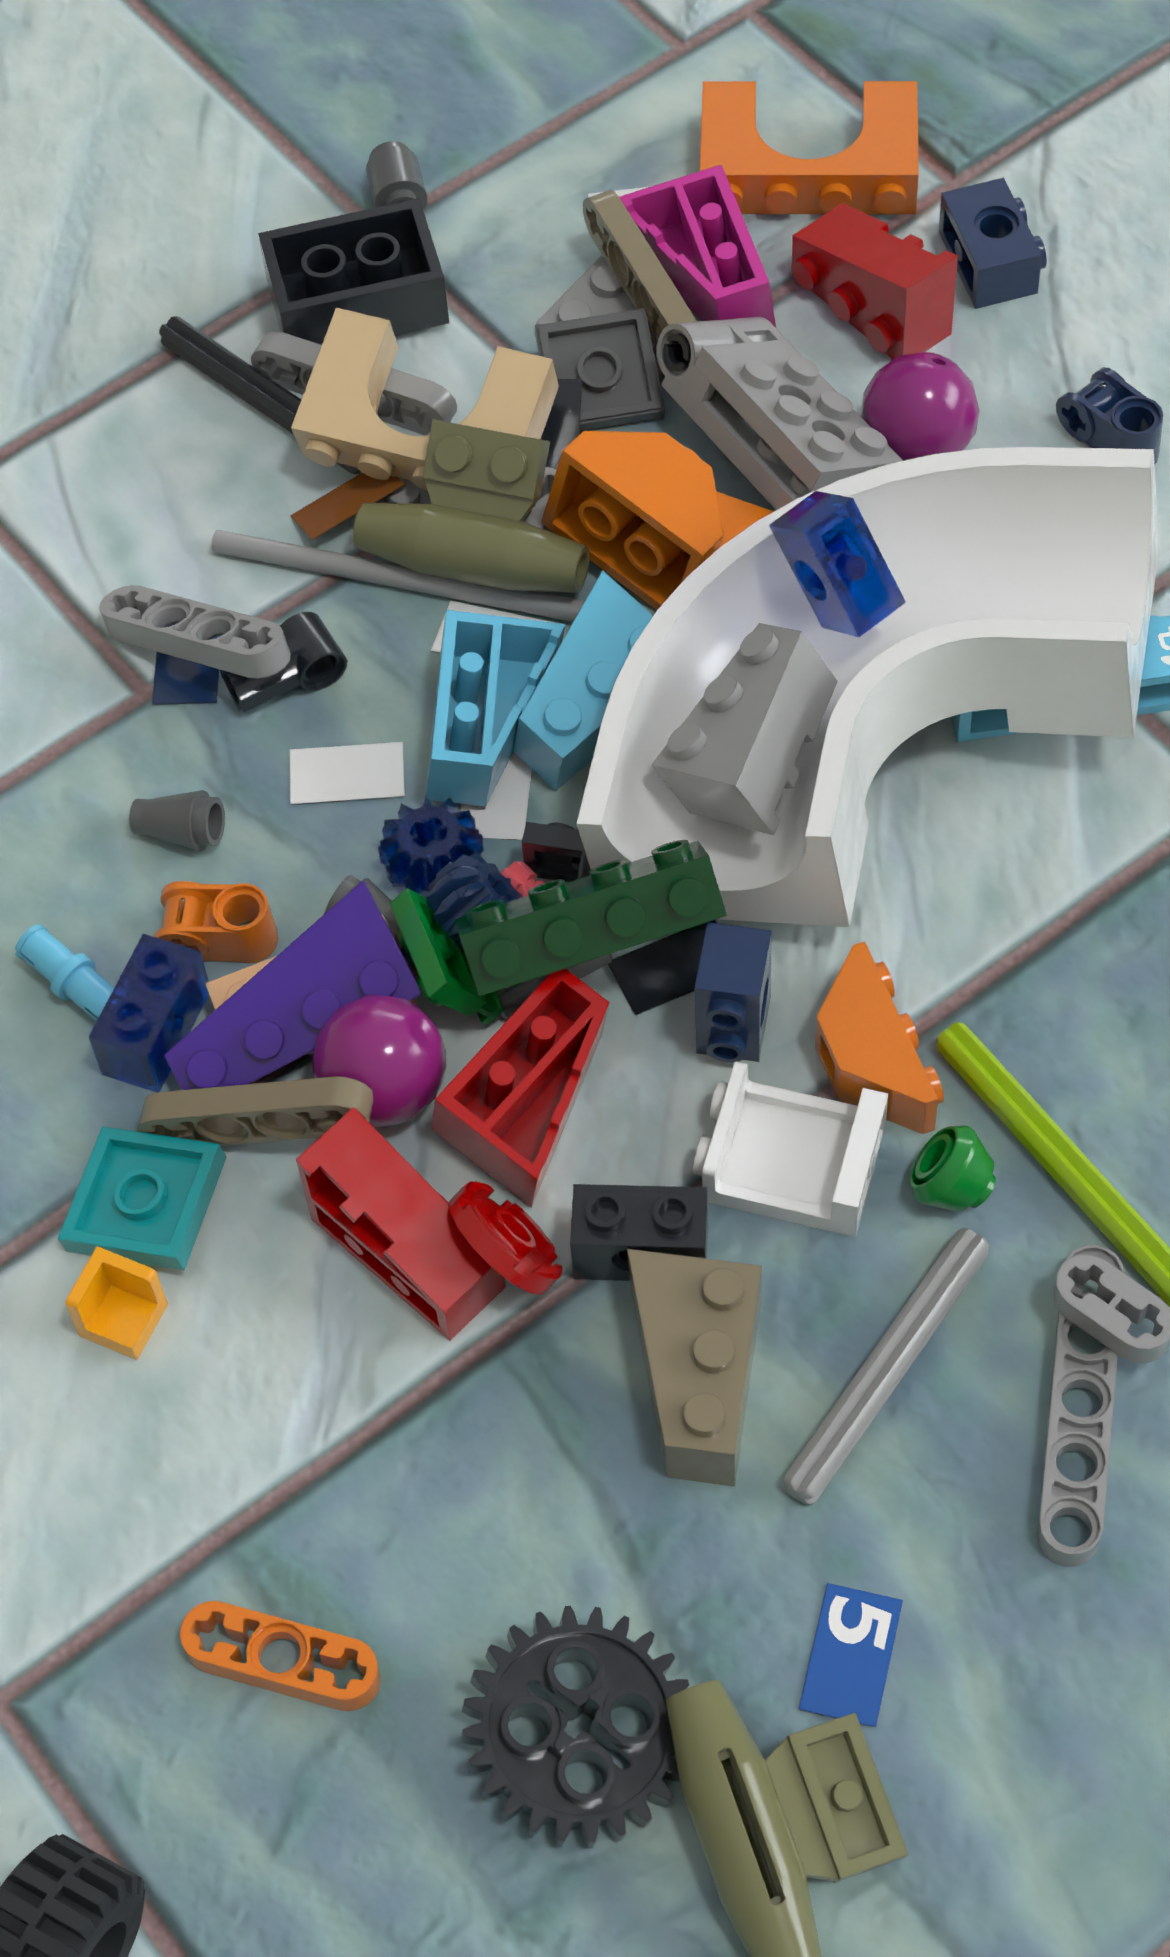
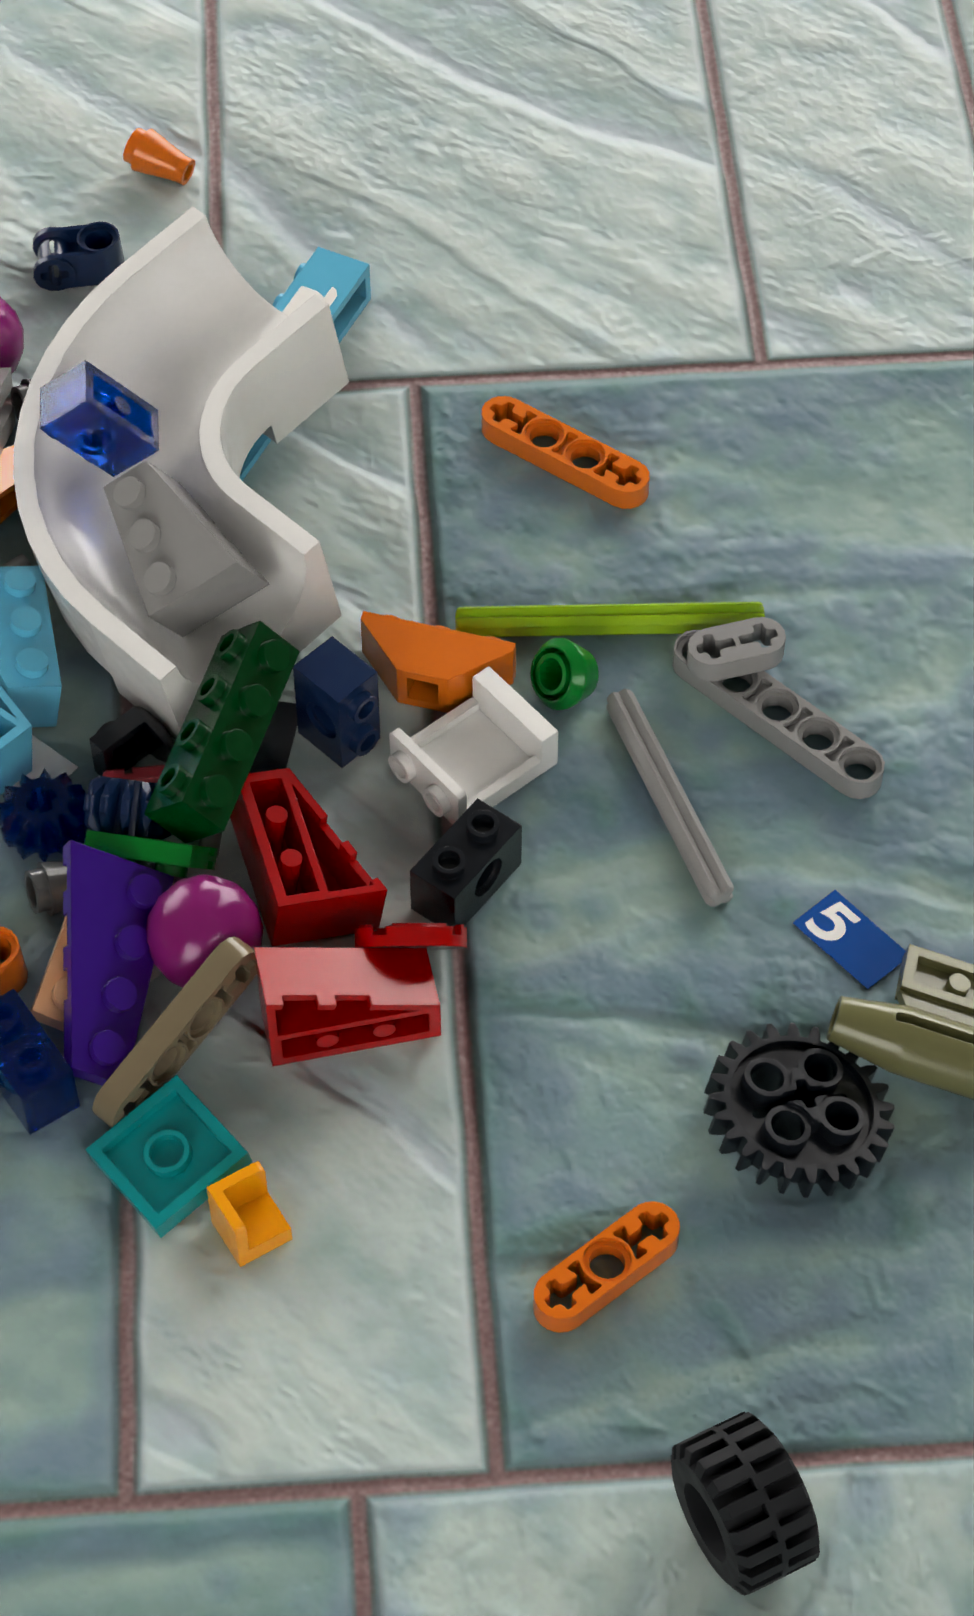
camera: 60 degrees left, 5 degrees down
(698, 1353) = (589, 886): dark tan wedge -> none

